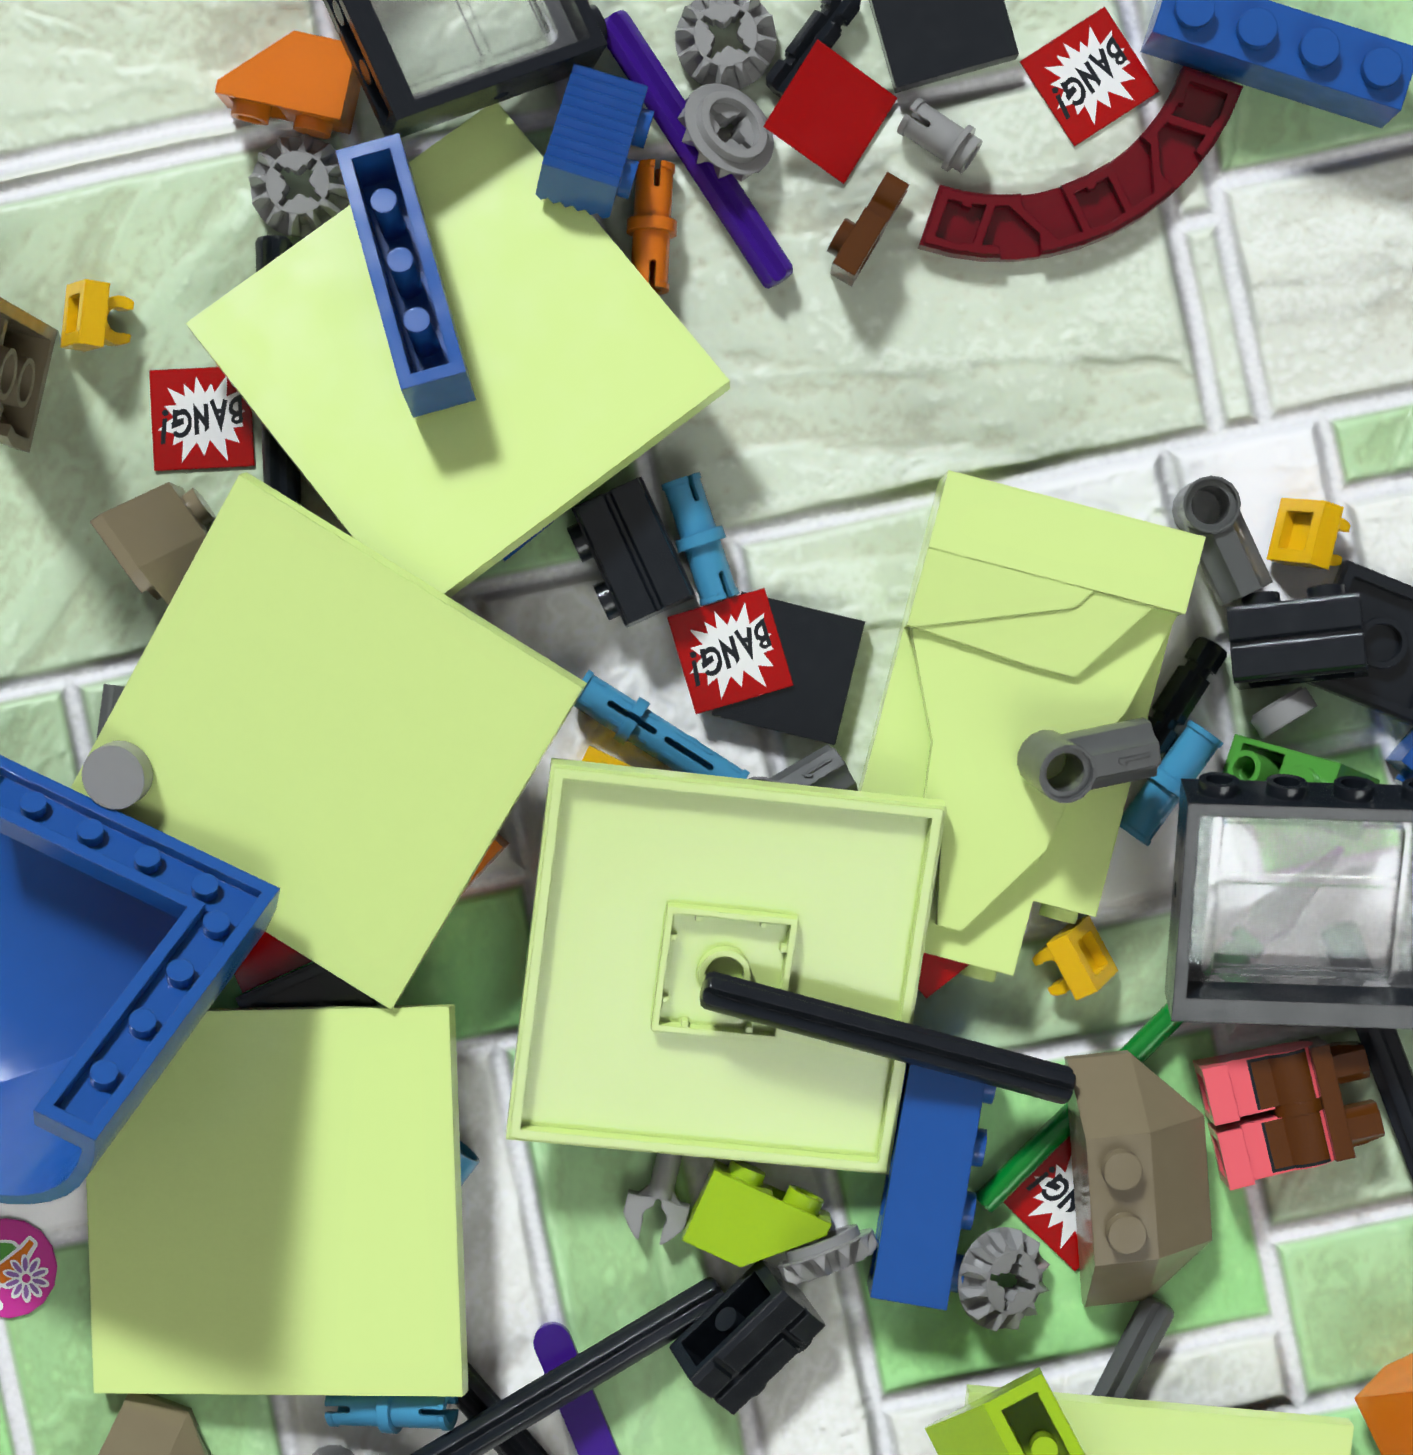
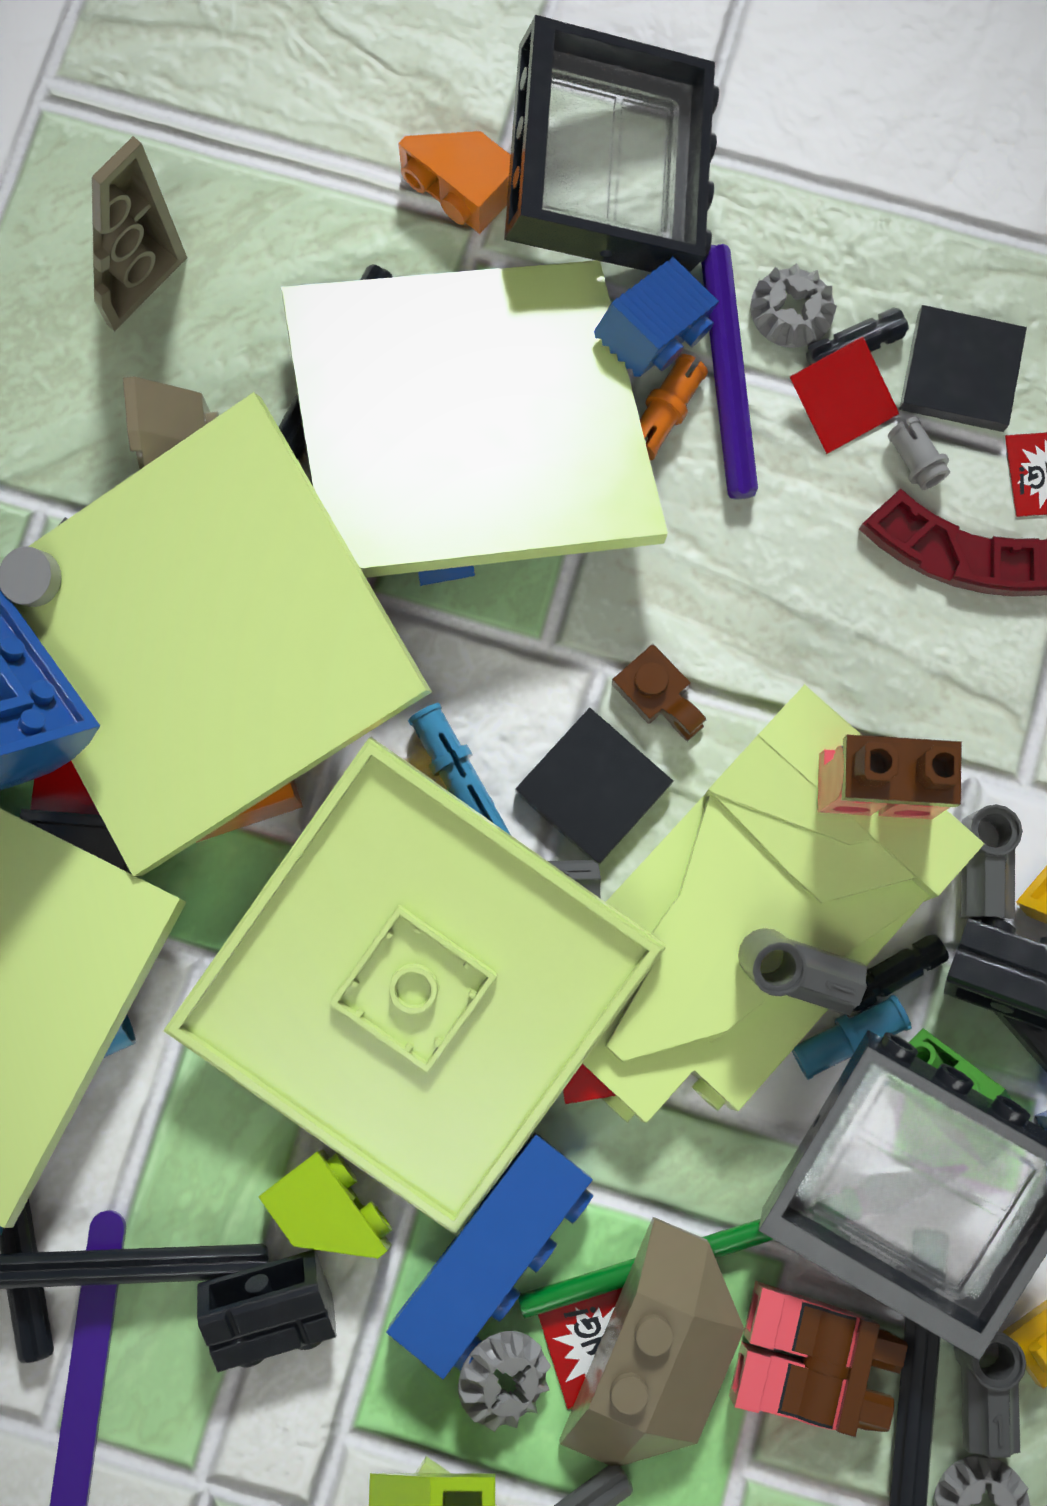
camera: 25 degrees right, 10 degrees down
(86, 316) = (213, 255): yellow tile -> none
(199, 420) = (250, 364): sticker -> none
(269, 190) = (398, 240): light grey gear -> none
(405, 275) = (463, 329): blue brick -> none
(631, 552) = (521, 633): black brick -> none
(662, 1188) = (267, 1147): light grey bar -> none
(700, 538) = (579, 651): dark azure pin -> none
(716, 107) = (758, 345): light grey gear -> none
(730, 651) = (556, 747): sticker -> none
(796, 533) = (656, 688): none -> reddish brown plate
(828, 1254) = (370, 1275): light grey gear -> none
(857, 240) = (819, 494): reddish brown plate -> none
(887, 1037) = (518, 1116): black axle -> none
(1080, 534) = (890, 777): none -> reddish brown hips
(1080, 959) = (706, 1141): yellow tile -> none
(1283, 712) = (972, 1029): light grey tile -> none

